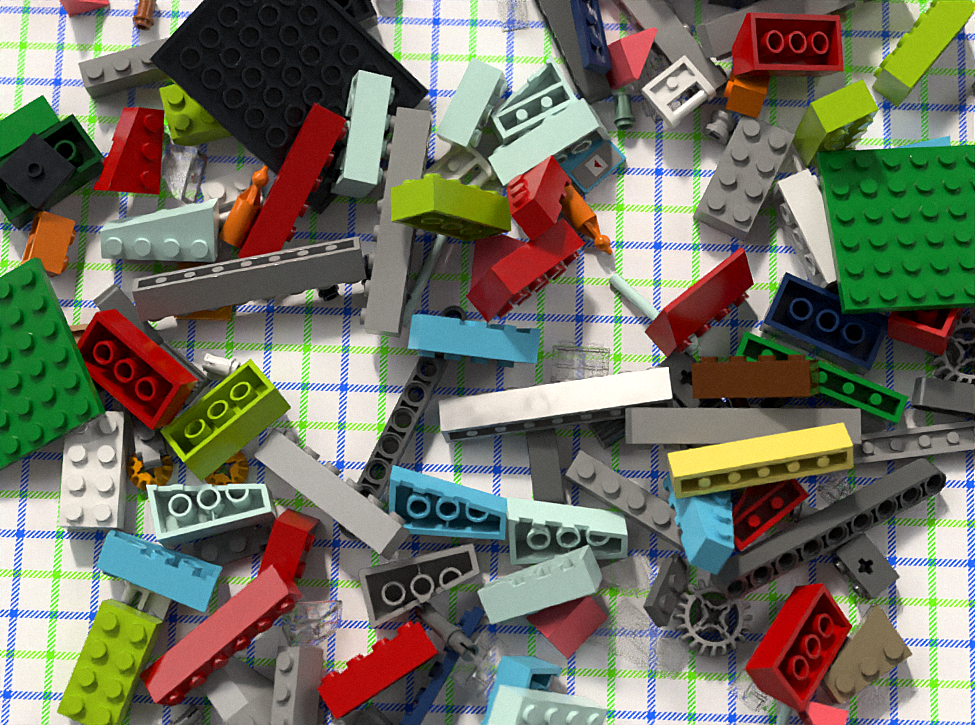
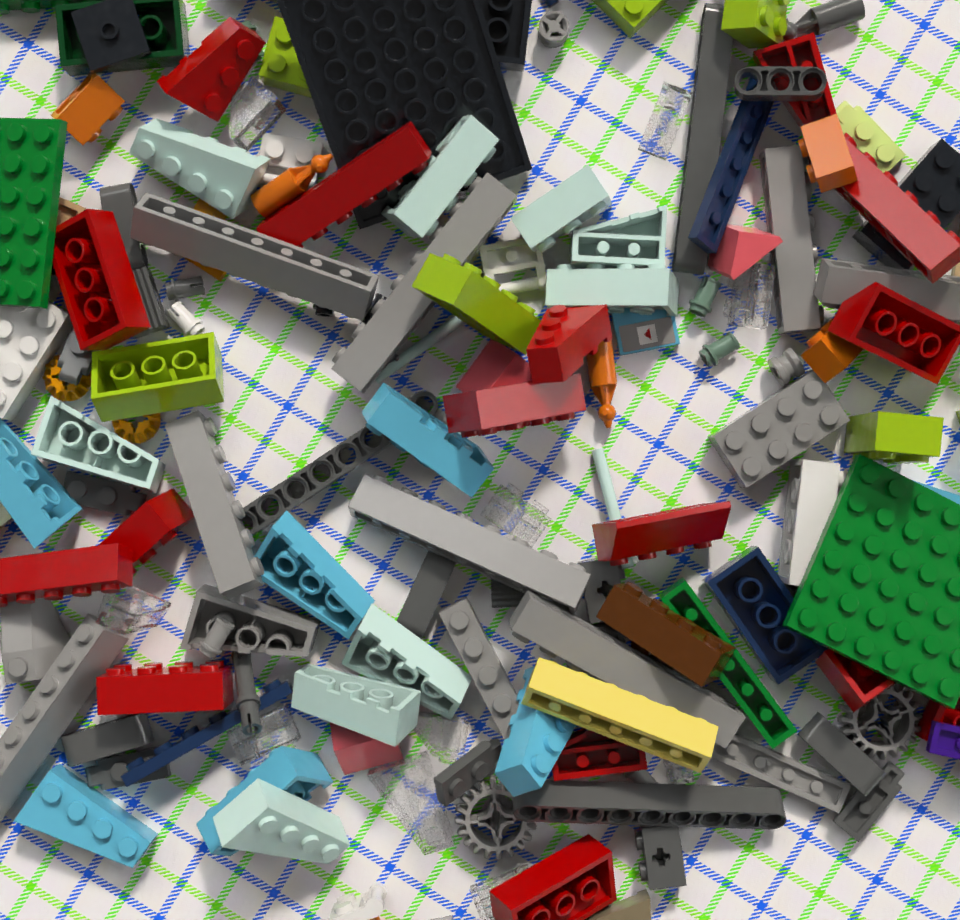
camera: 30 degrees right, 10 degrees up
(206, 341) = (184, 288): none -> dark grey pin
(396, 598) = (216, 637): none -> light grey pin
(656, 150) = (719, 349): none -> sand green pin
(673, 84) = (763, 303): white plate -> none

